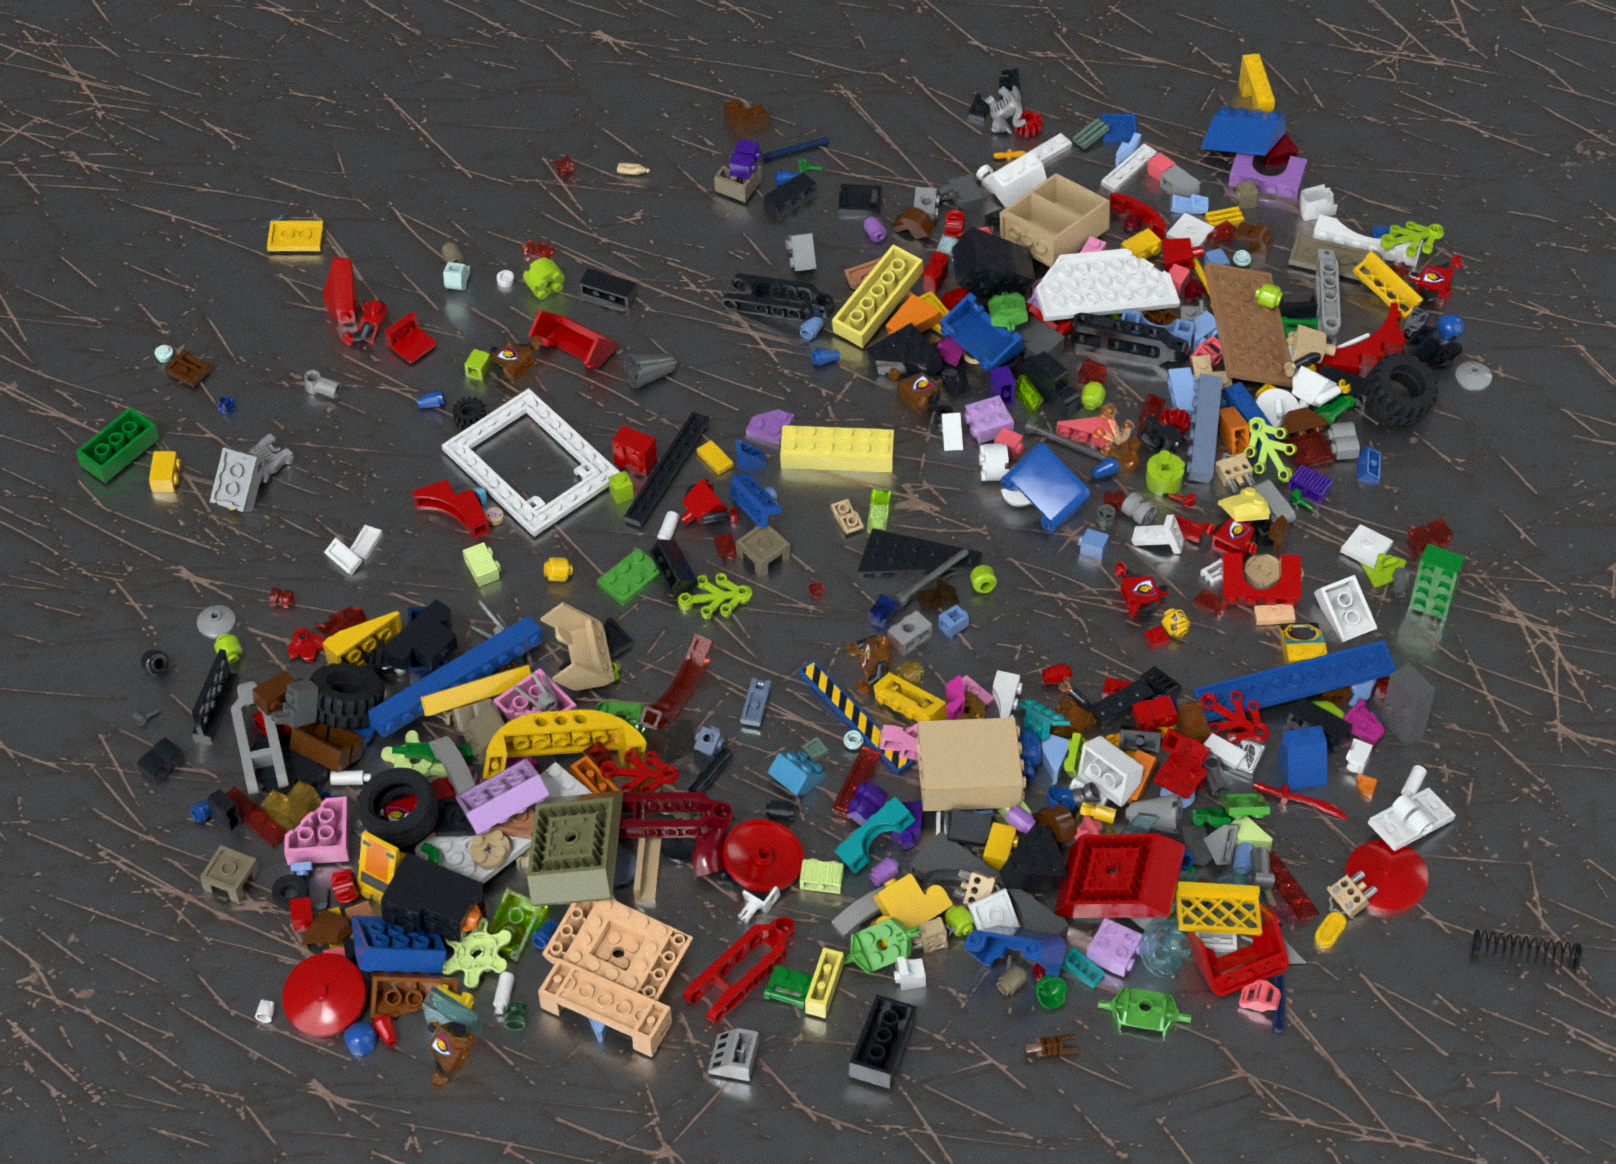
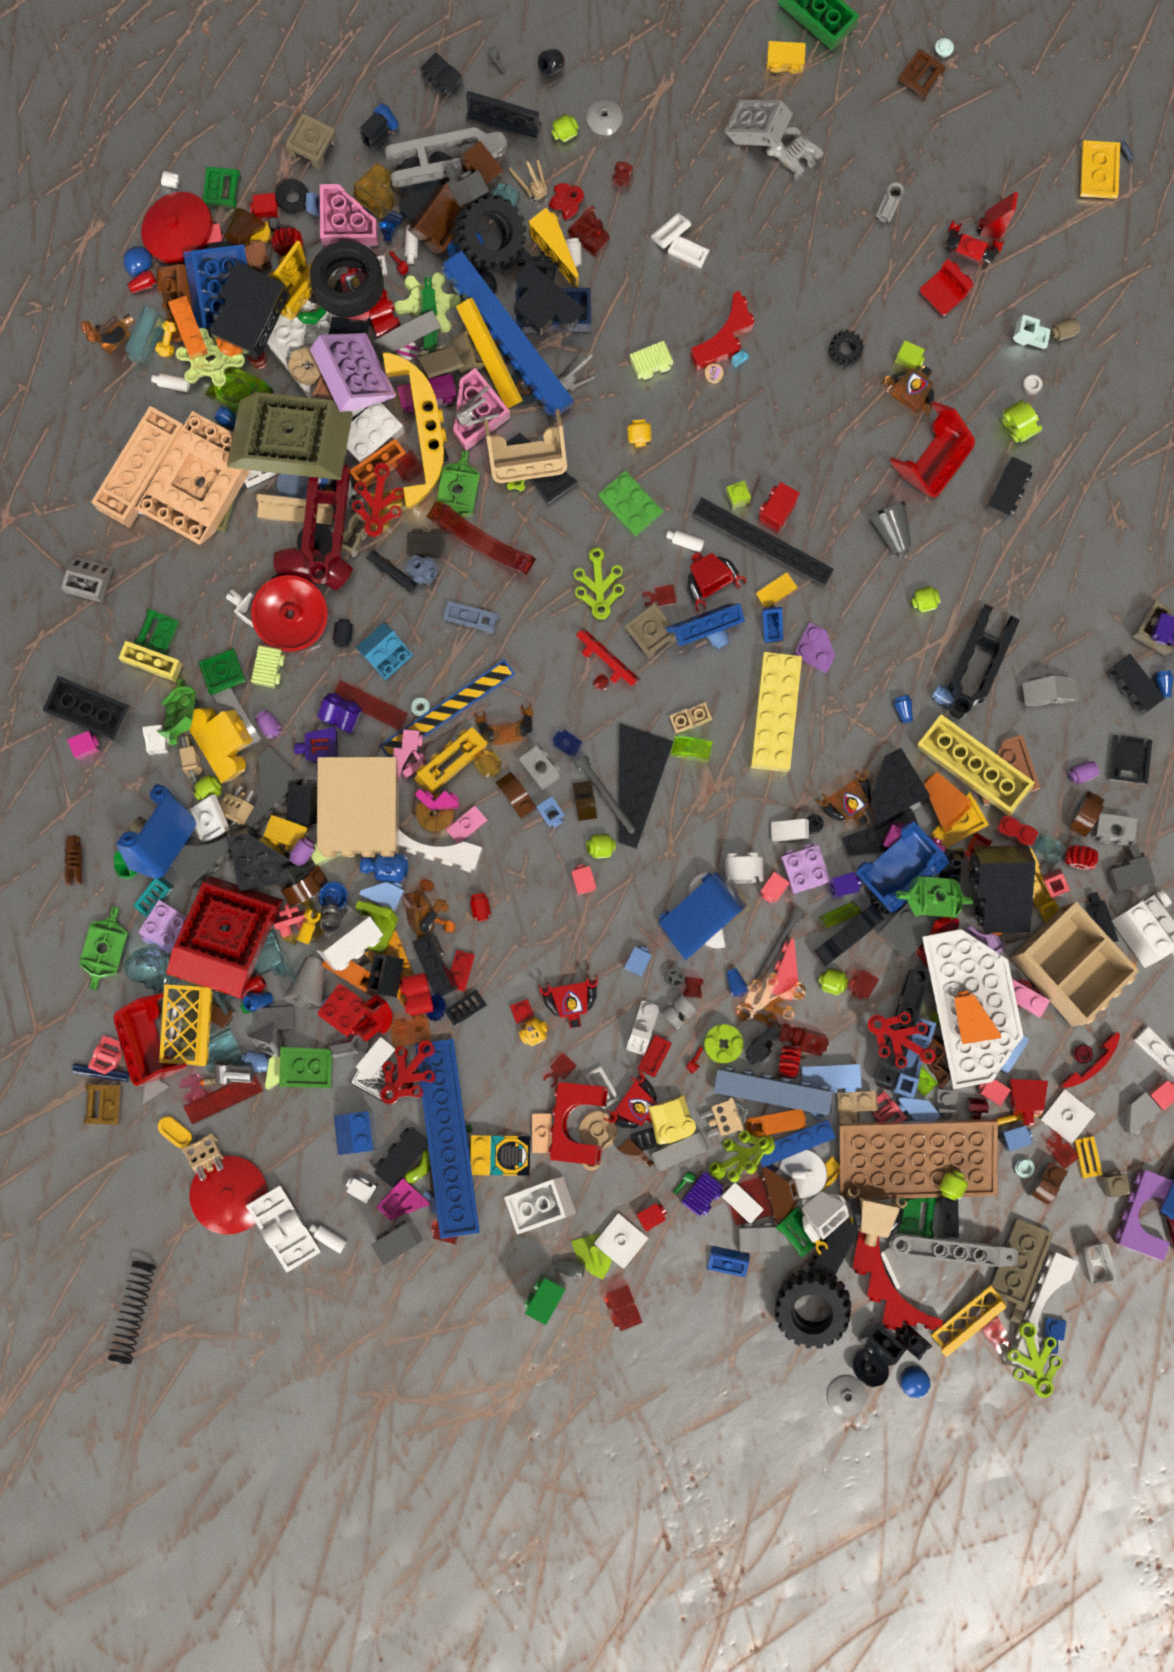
camera: 90 degrees right, 30 degrees up
(226, 405) = (872, 112): clear blue rock -> none
(257, 819) = (375, 156): clear red plate -> none
(275, 965) = (214, 187): none -> green plate
(292, 668) = (537, 188): none -> tan plant
(431, 399) = (866, 312): blue cone -> none
(447, 963) = (188, 327): none -> orange brick
(515, 1016) = (144, 391): clear green wheel -> none
(537, 251) = (1066, 419): clear red plate -> none
(542, 515) = (711, 421): white plate -> none
(673, 566) = (632, 543): black brick -> none
(718, 343) = (926, 599): none -> lime head
(774, 935) = (209, 624): red piece -> none
(781, 595) = (620, 668): none -> red hinge
(815, 749) = (413, 670): sand green tile -> none
(829, 918) = (222, 671): none -> green tile
(890, 817) = (310, 732): teal arch -> none
(922, 1045) = (84, 744): none -> dark pink brick
(937, 648) = (516, 794): none -> reddish brown brick
(1019, 591) = (583, 879): none -> coral brick
(1040, 717) = (420, 884): teal bracket -> none
(1045, 822) = (295, 873): none -> pearl dark grey tile
(1117, 279) = (973, 1019): none -> orange slope
(1133, 346) = (898, 1038): none -> red plant
(1143, 244) = (1044, 1059): yellow brick -> none
(1193, 205) = (1109, 1120): light blue slope -> none
(1214, 816) = (298, 1039): green plate -> none
(1284, 794) = (313, 1146): red sword -> none
(1313, 450) = (742, 1203): none -> white tile
(1313, 991) = (108, 1104): none -> pearl gold plate
(1339, 521) = (652, 1216): none -> red brick
(1366, 785) = (332, 1193): orange tile -> none
(1436, 280) = (976, 1376): red torso -> none

